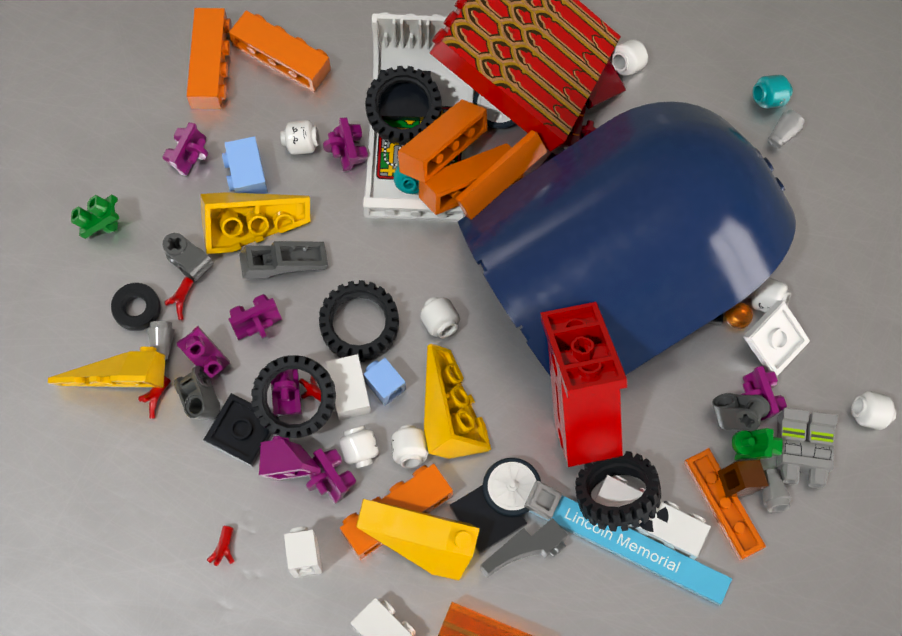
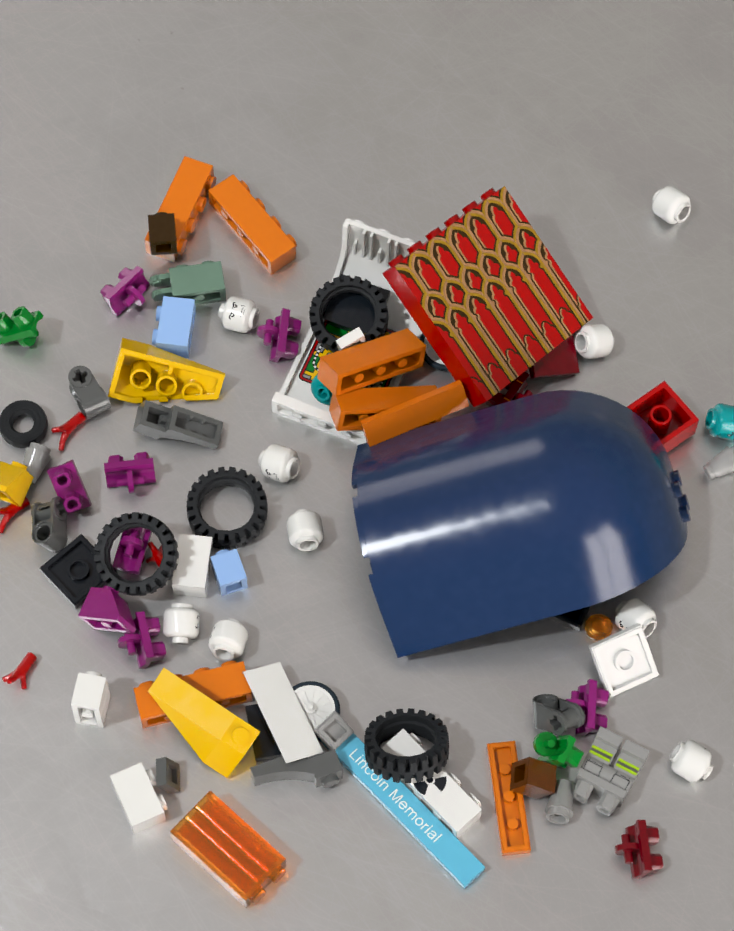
camera: 20 degrees right, 5 degrees down
(202, 84) = (162, 233): none -> dark brown brick
(248, 120) = (198, 282): none -> sand green hinge
(391, 262) = (279, 463): none -> white head
(403, 599) = (167, 775): none -> dark grey tile
(418, 125) = (351, 339): none -> white tile
(449, 417) = (279, 620): yellow wedge -> none
(490, 500) = (283, 712): none -> white sticker
(584, 384) = (405, 632): red brick -> none
(723, 99) = (666, 415): none -> red brick
(863, 511) = (637, 850): none -> dark red hips

